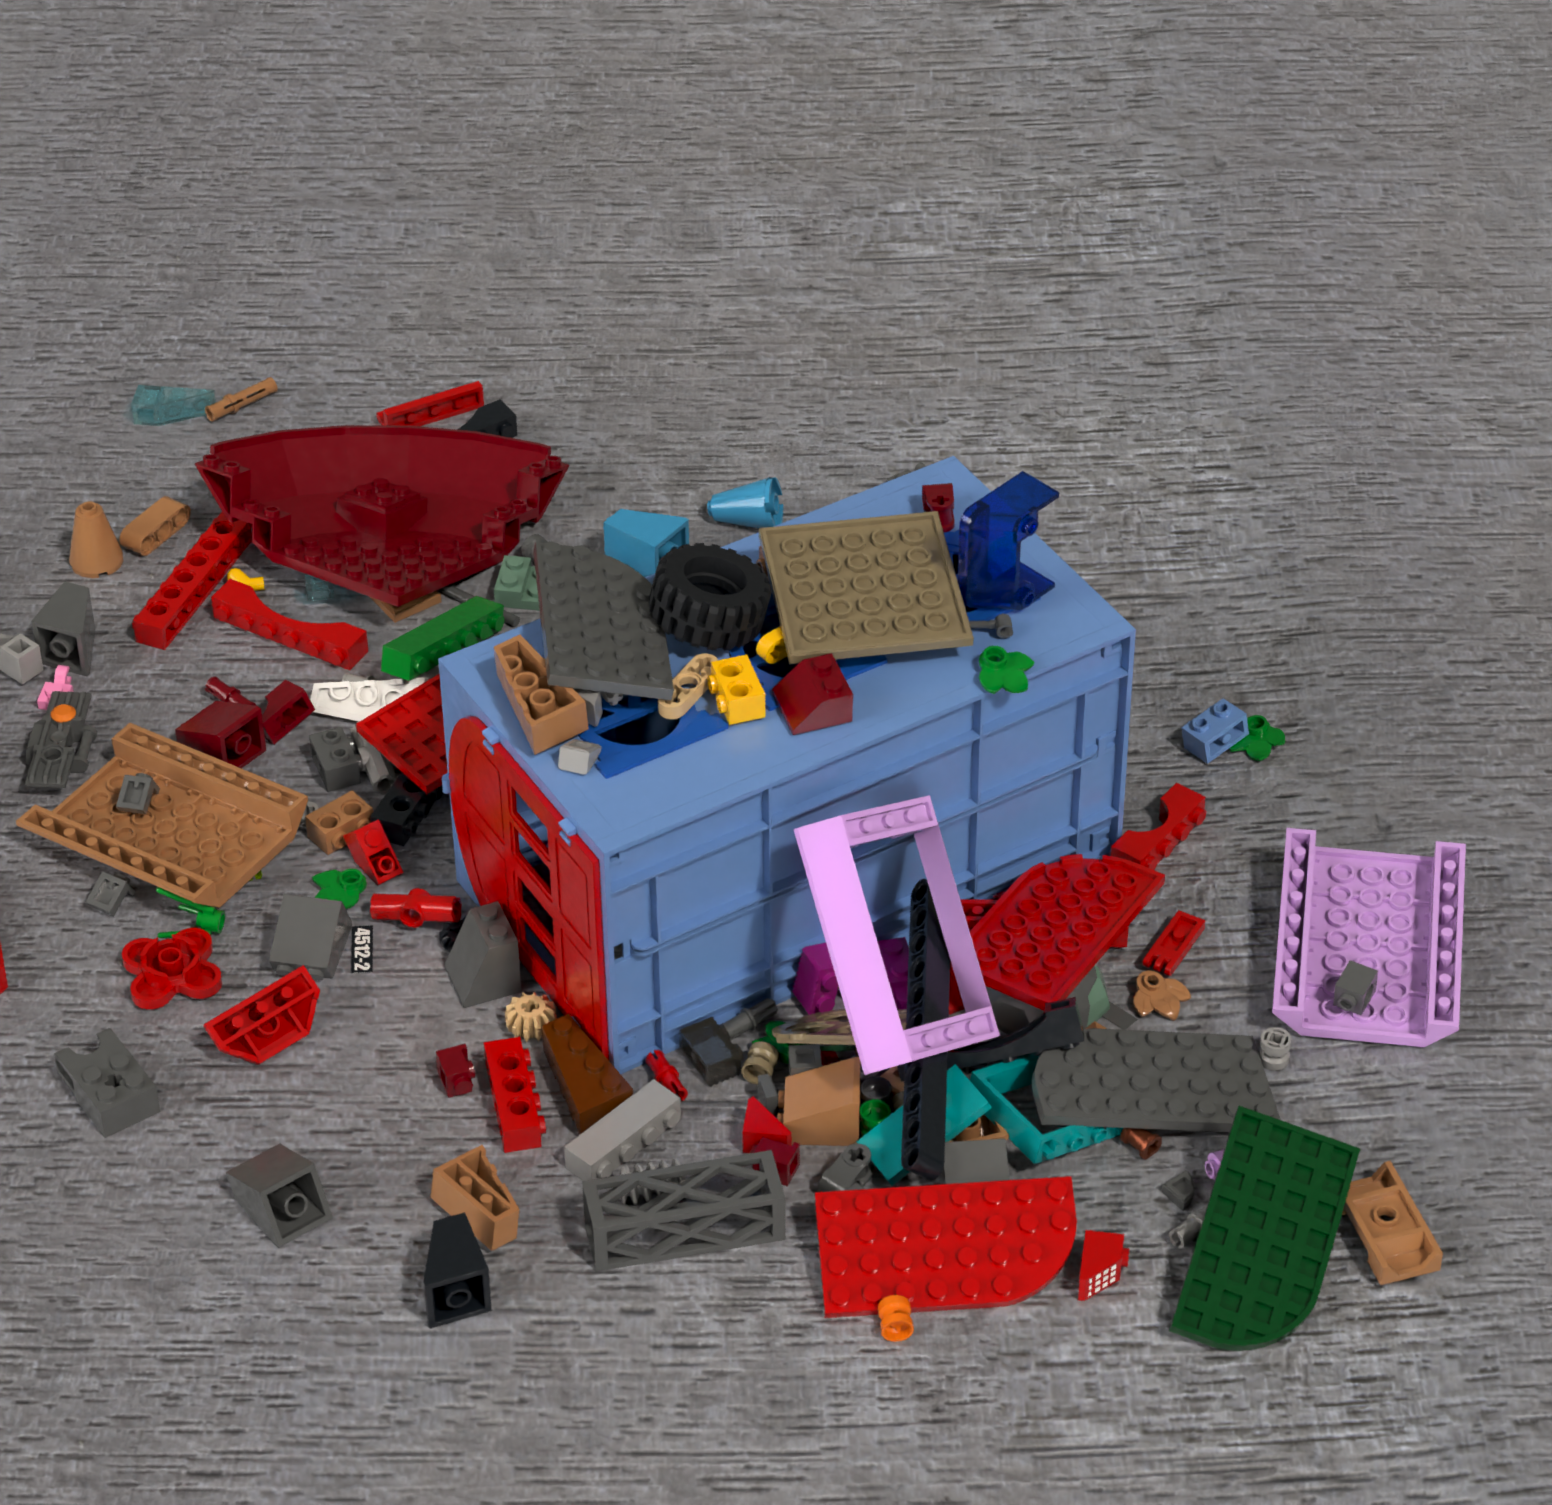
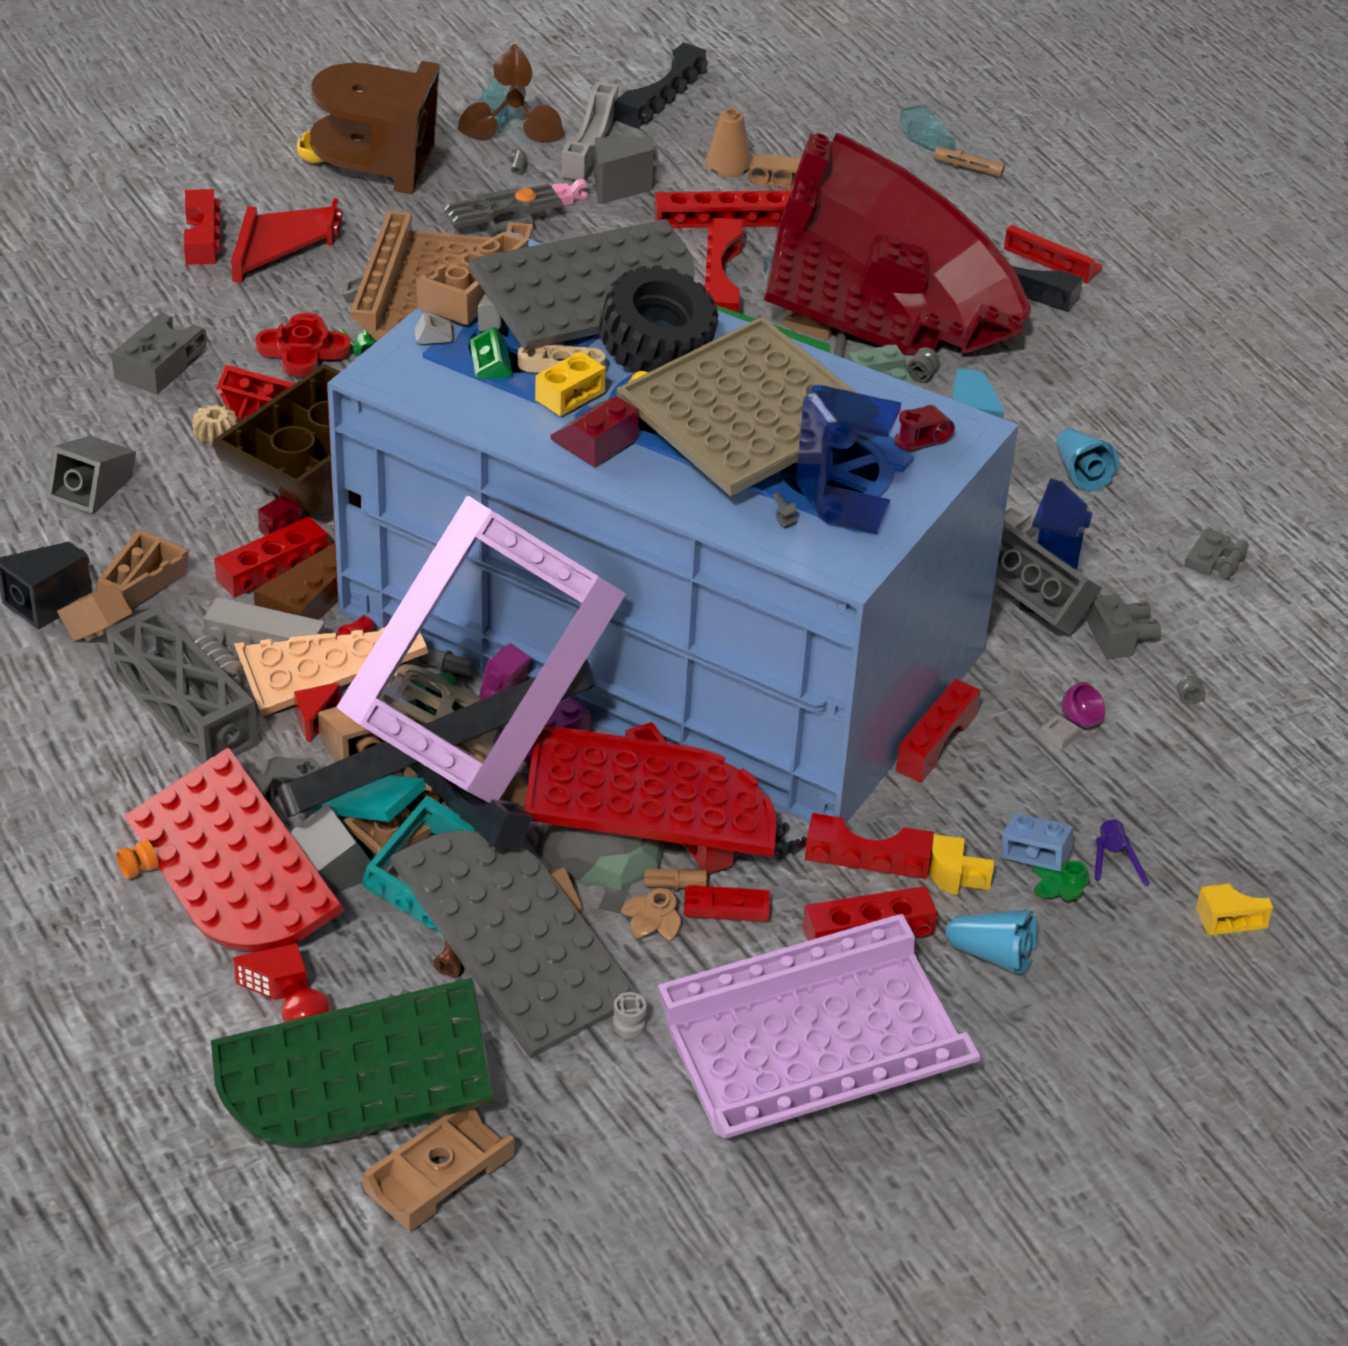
camera: 60 degrees right, 0 degrees up
(136, 793) = (451, 252): dark grey bracket -> none
(238, 575) = (758, 235): yellow arm -> none
(264, 1075) = (212, 422): none -> tan gear
(395, 986) = (287, 443): none -> dark brown brick
(542, 1238) = (95, 613): none -> medium nougat brick
(647, 729) = (490, 355): none -> green slope
(713, 1103) = (307, 662): none -> light nougat wing
(785, 1156) = (284, 729): dark red brick -> none
(1004, 670) = (727, 533): green plate -> none
(1084, 570) = (1190, 690): none -> dark grey bush
(1125, 964) = (674, 878): none -> medium nougat axle
(1155, 1257) = (304, 1004): none -> red hair
(1216, 789) = (952, 869): none -> yellow brick
(1228, 687) = (1115, 839): none -> dark purple plant
(1244, 865) = (843, 914): none -> red brick
(1313, 795) = (996, 937): none -> dark azure cone
(1344, 658) = (1229, 911): none -> yellow arch
(1355, 987) = (731, 1040): dark grey brick -> none

